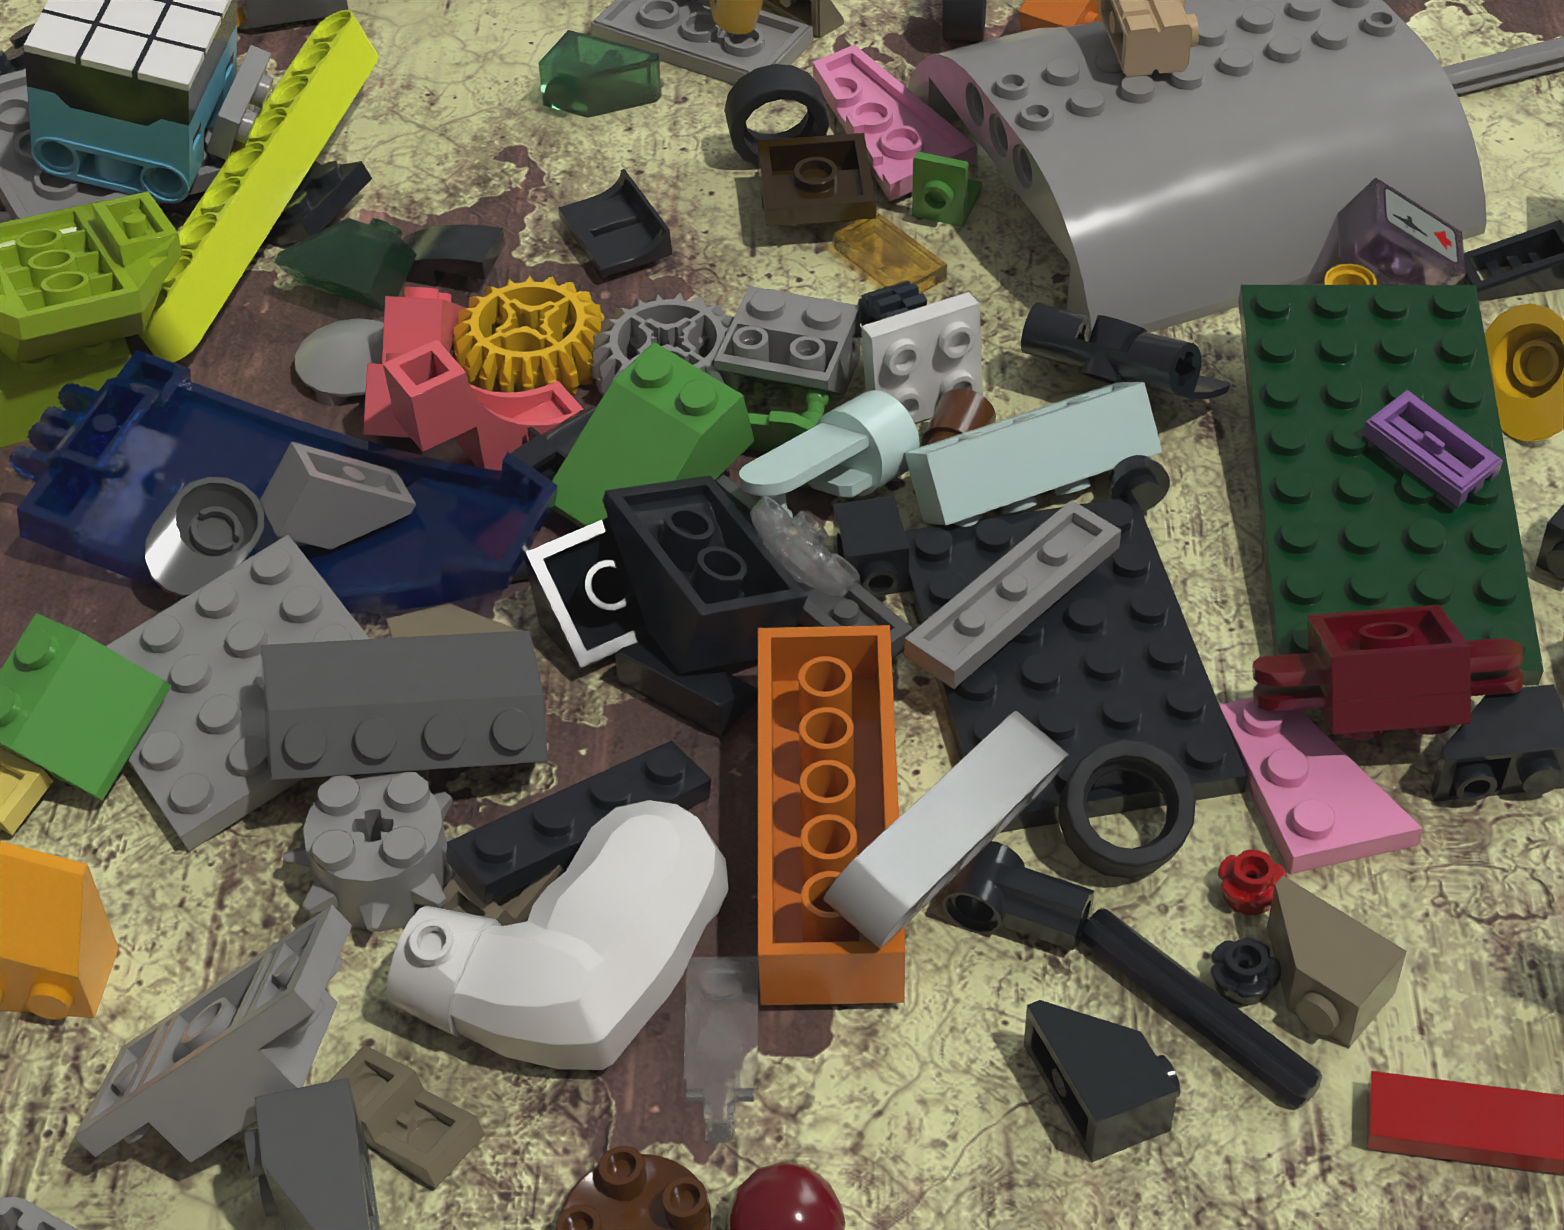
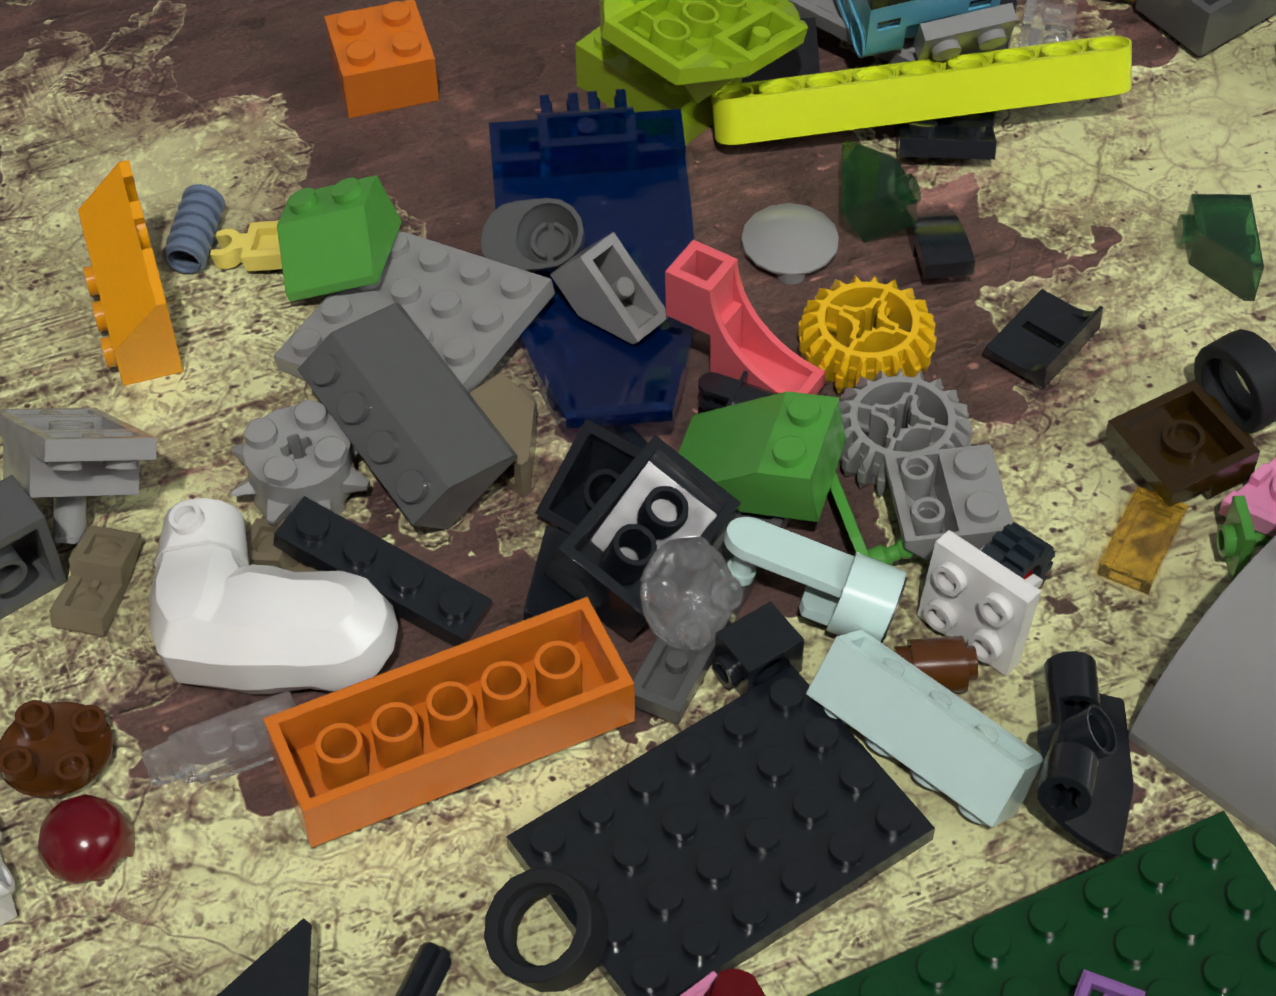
camera: 65 degrees right, 5 degrees up
(408, 323) = (803, 264): coral arch -> none
(945, 829) = (430, 795): beam -> none
(1002, 892) = (432, 877): black piece -> none
(1011, 594) = (738, 764): light grey plate -> none
(1139, 481) = (947, 823): black plate -> none

